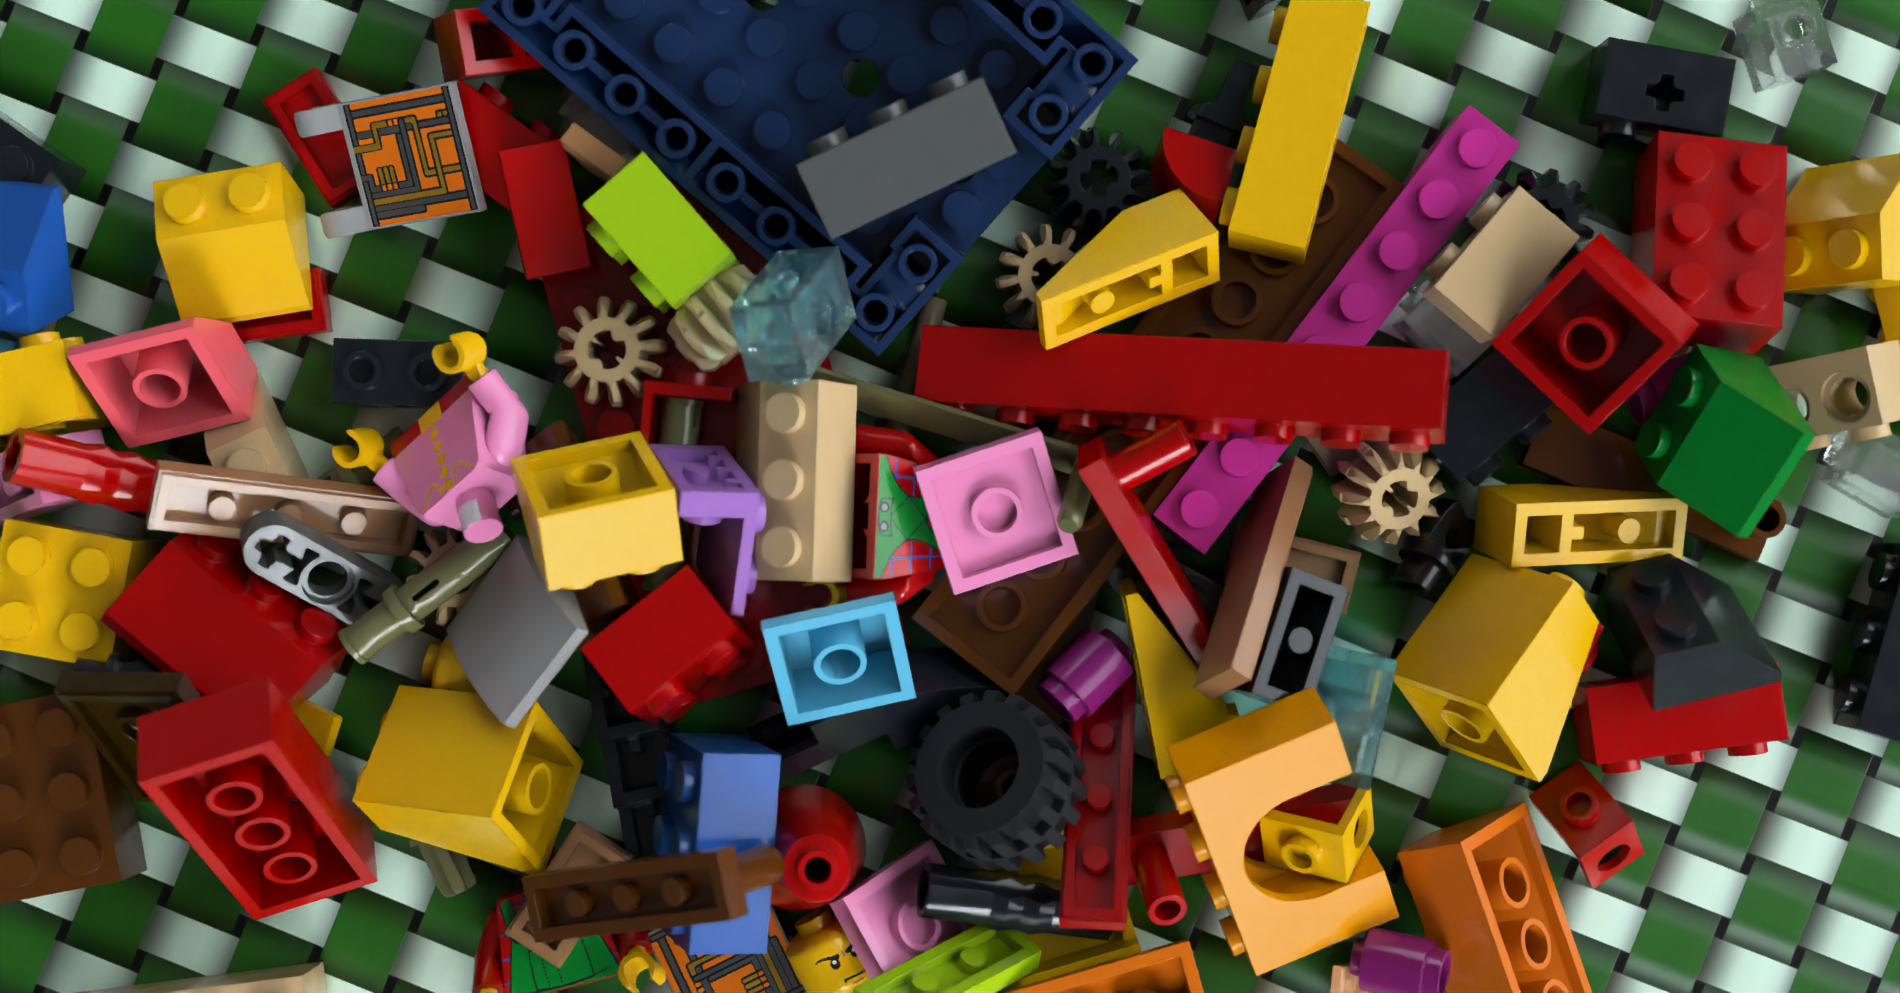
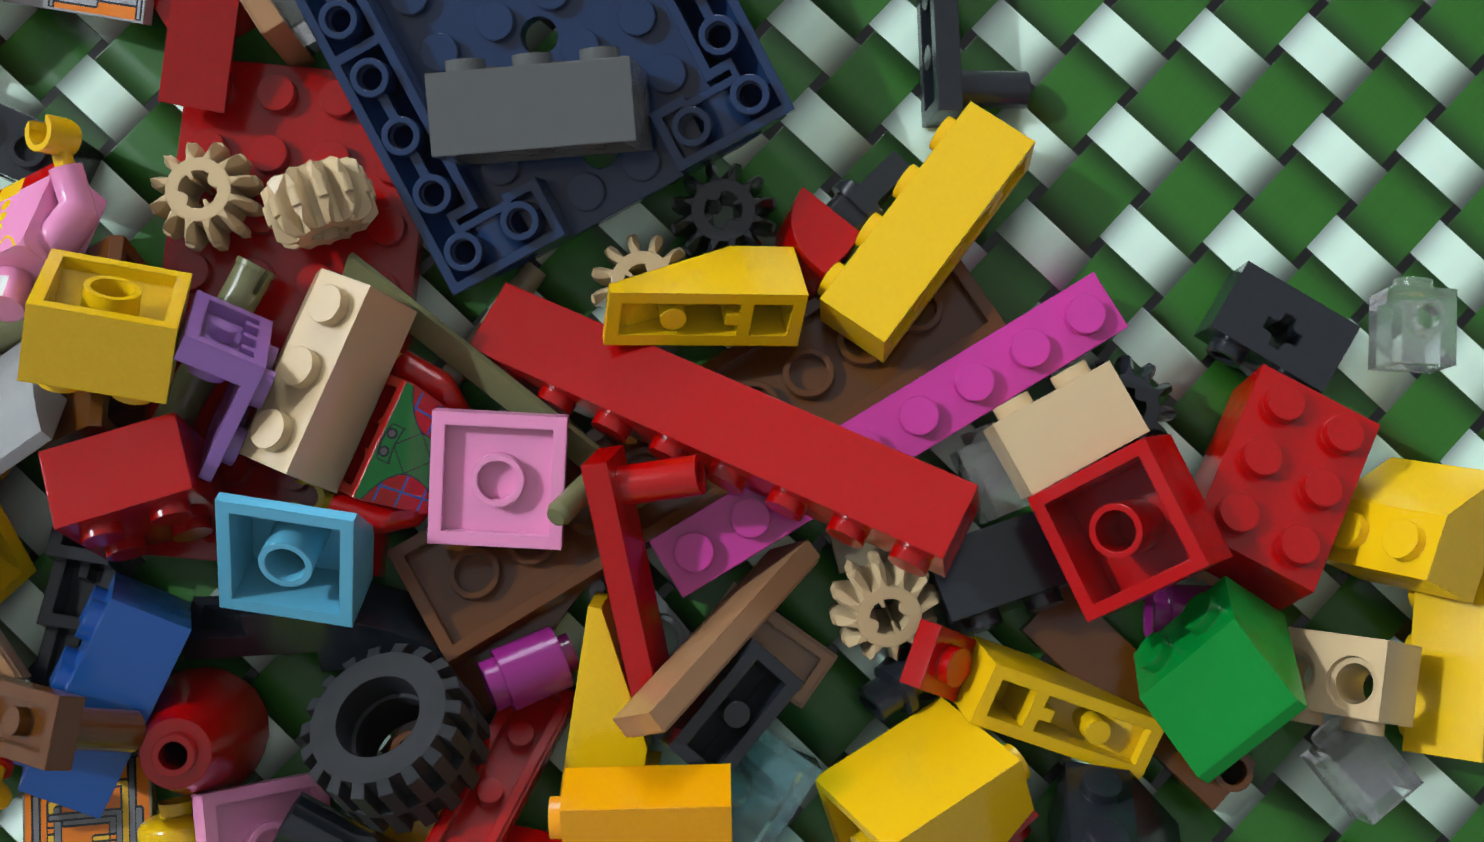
camera: 20 degrees right, 5 degrees down
(659, 231) = (285, 96): lime brick -> none
(682, 385) = (260, 252): red bracket -> none
(793, 315) = (374, 219): clear light blue brick -> none
(1459, 521) = (938, 660): none -> red plate

